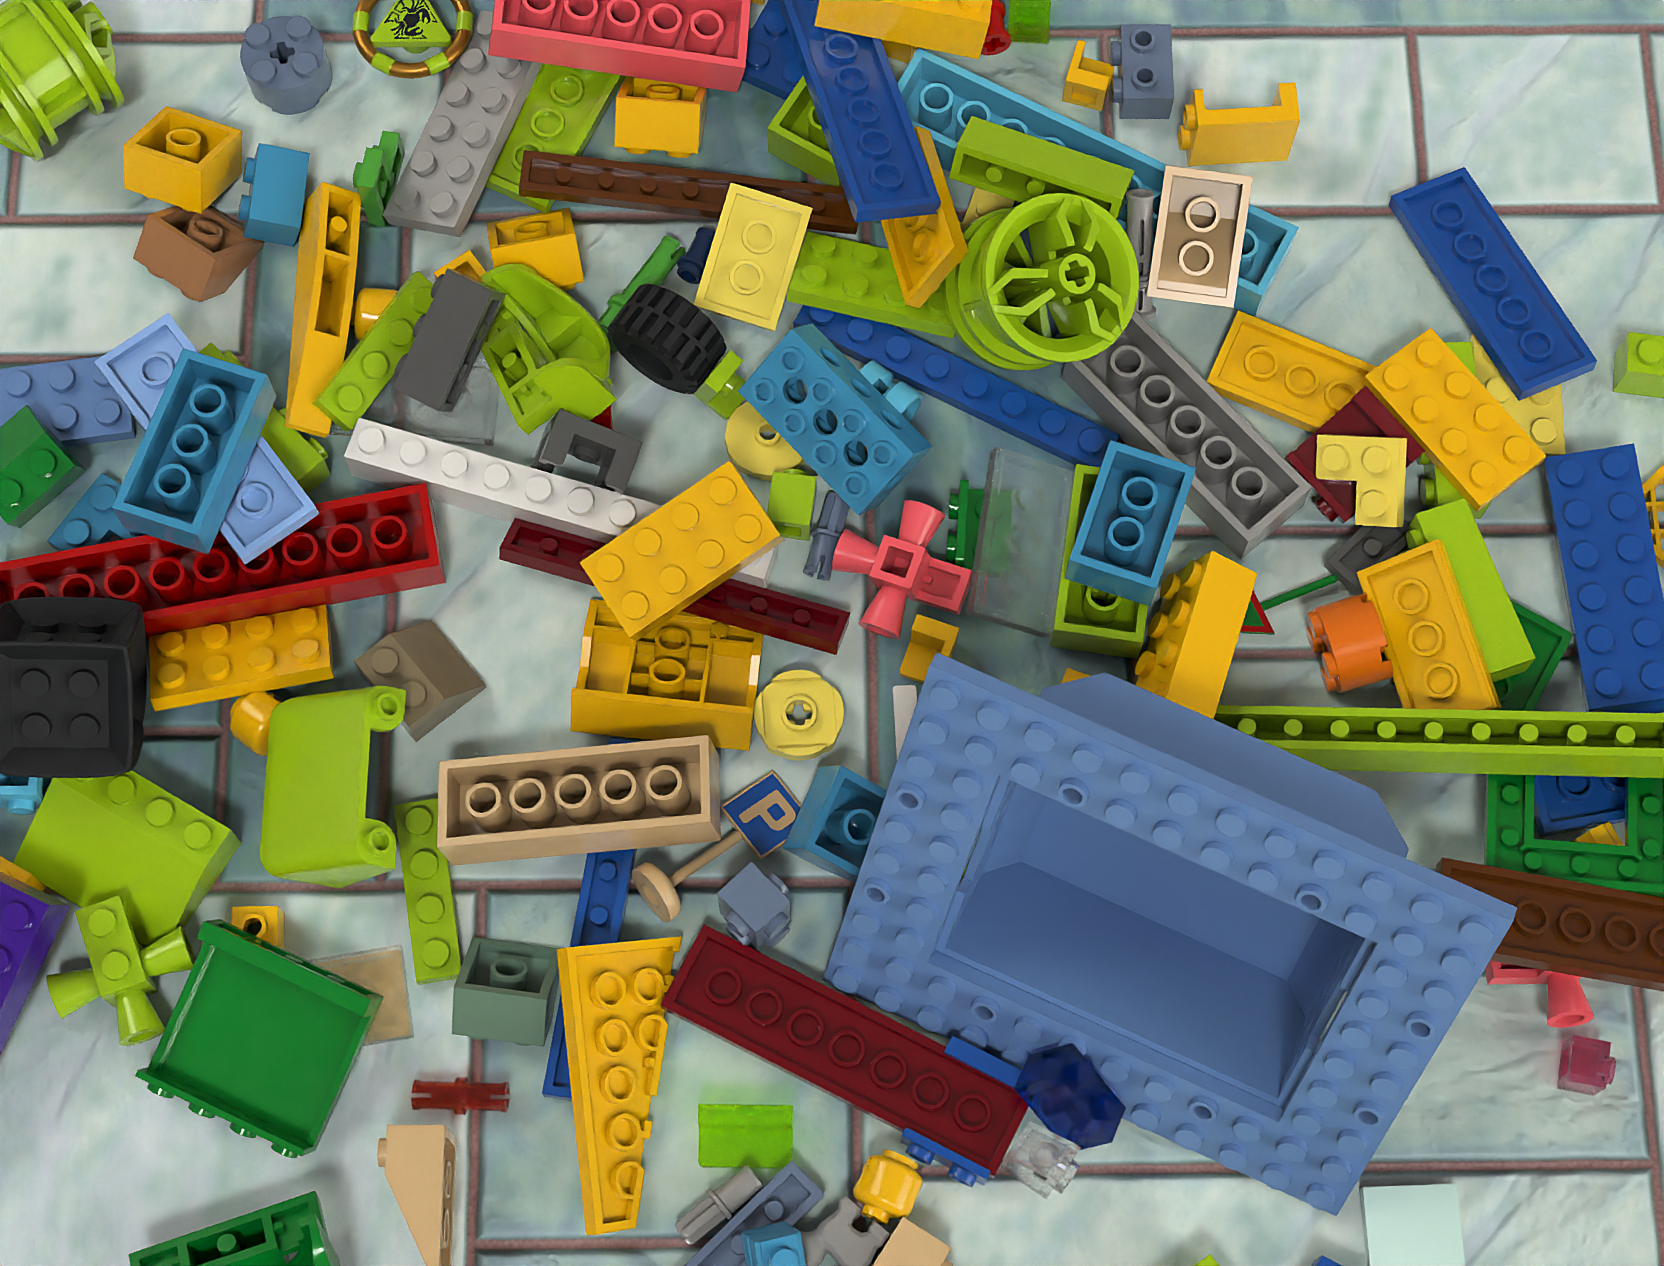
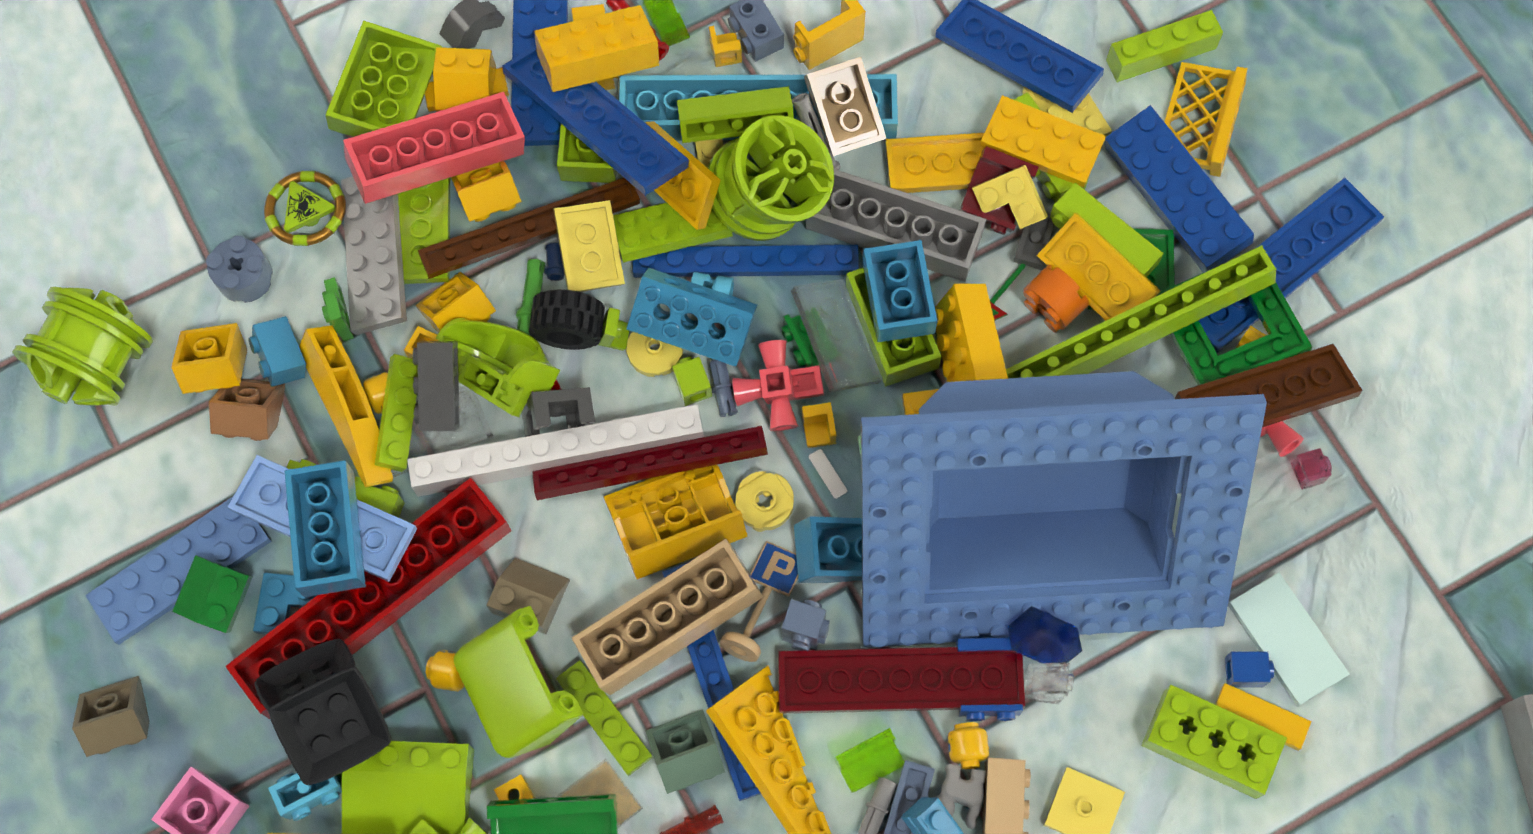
camera: 25 degrees left, 0 degrees up
(240, 657) = (413, 639): yellow plate -> none
(682, 551) = (649, 438): yellow brick -> none

